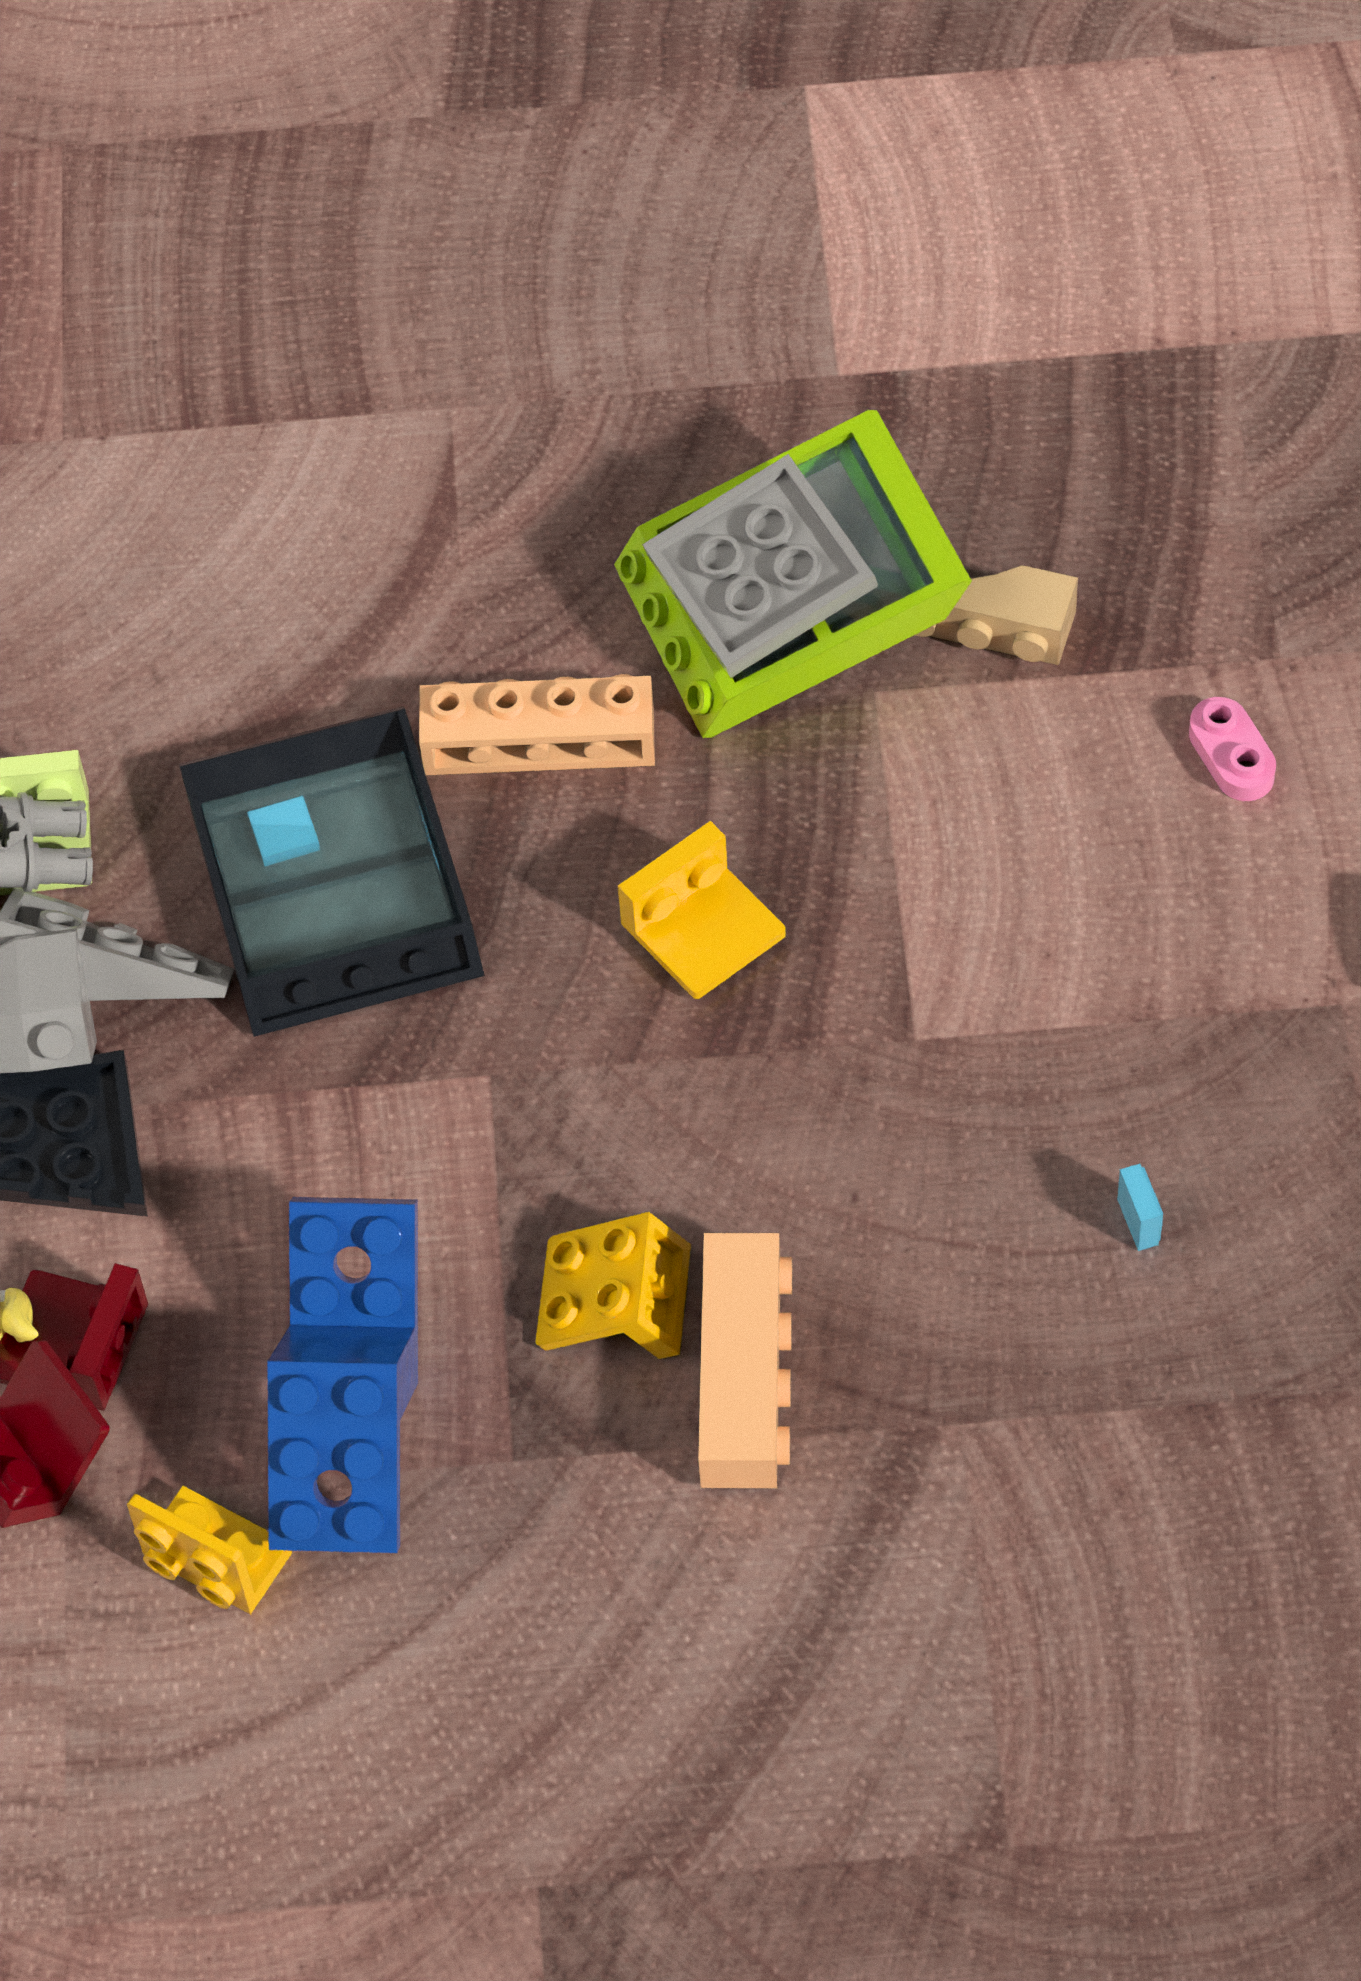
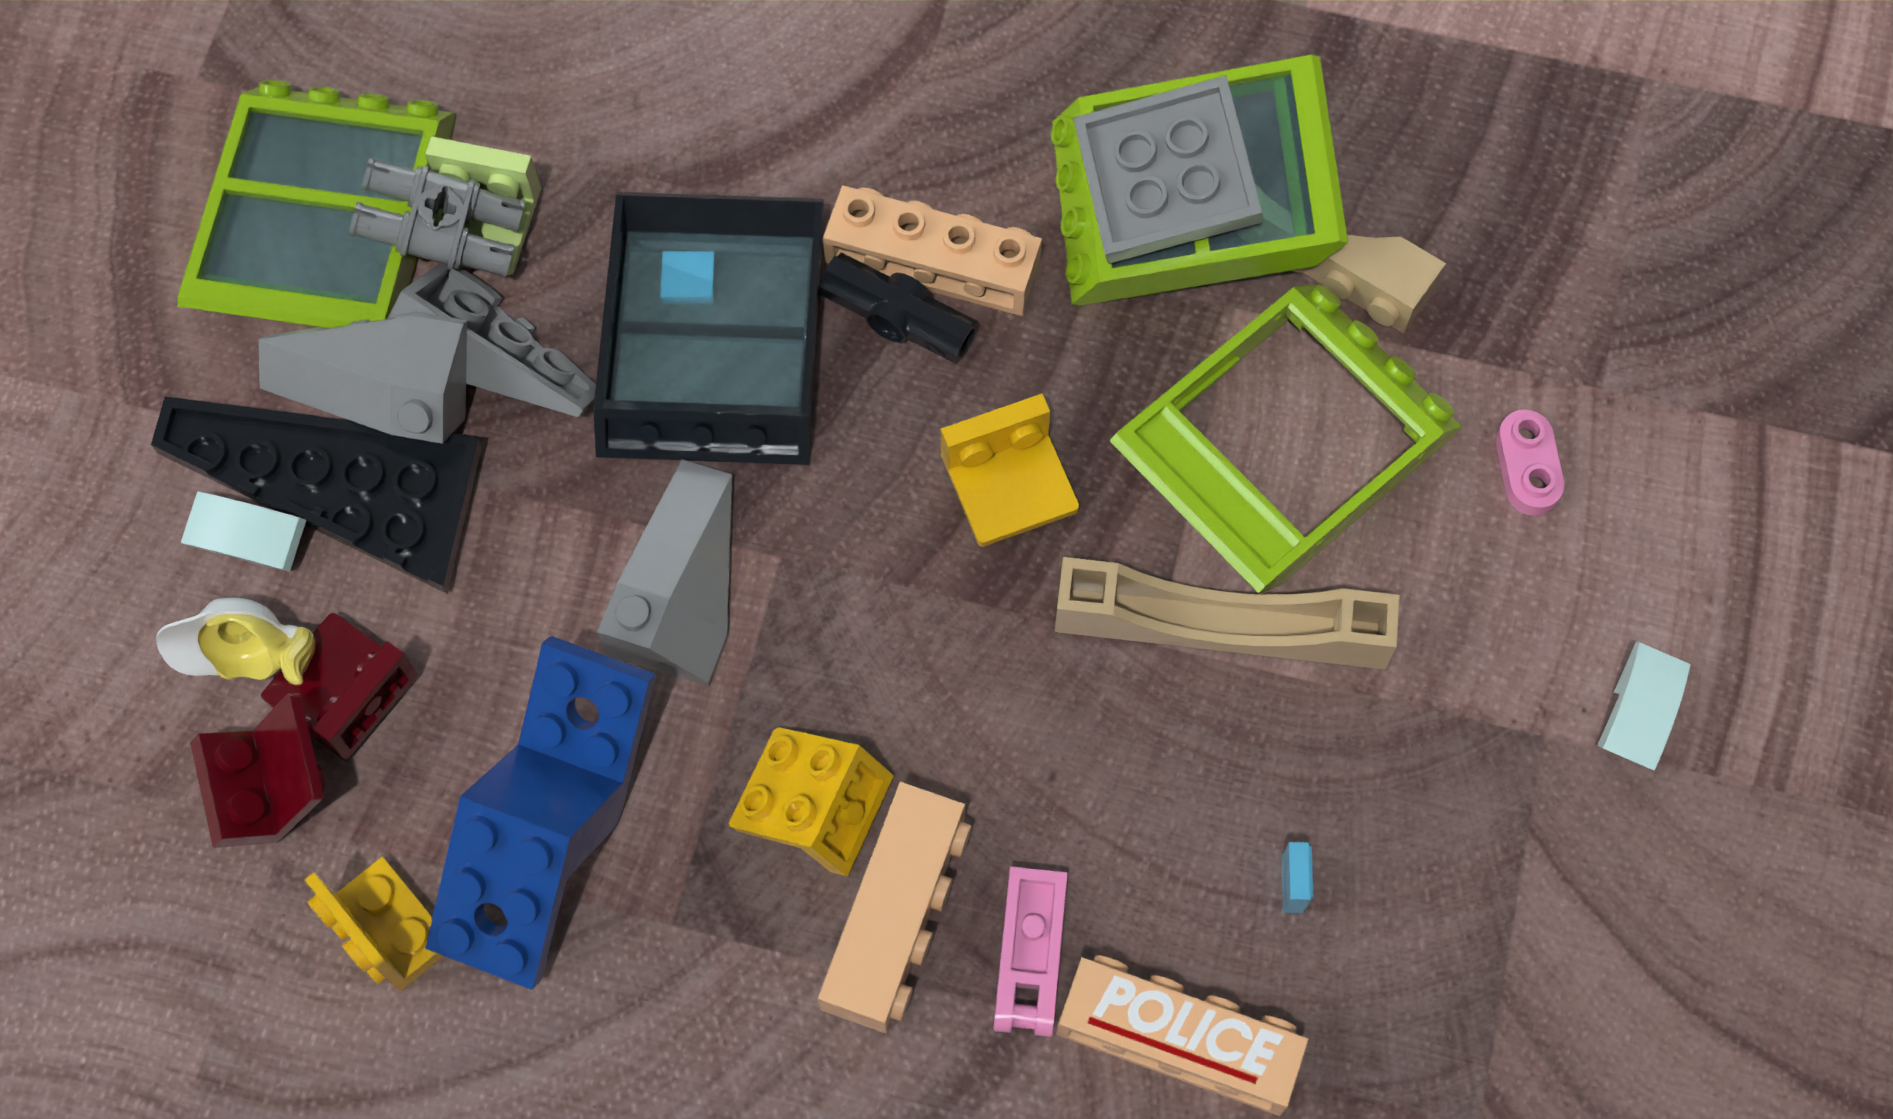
camera: 15 degrees right, 10 degrees up
(391, 1121) = (676, 585): none -> light grey wedge
(522, 792) = (898, 307): none -> black piece
(870, 1003) = (1315, 627): none -> tan arch
(895, 1360) = (1031, 949): none -> bright pink plate
(933, 873) = (1220, 498): none -> lime window
(1079, 1389) = (1183, 1035): none -> light nougat brick

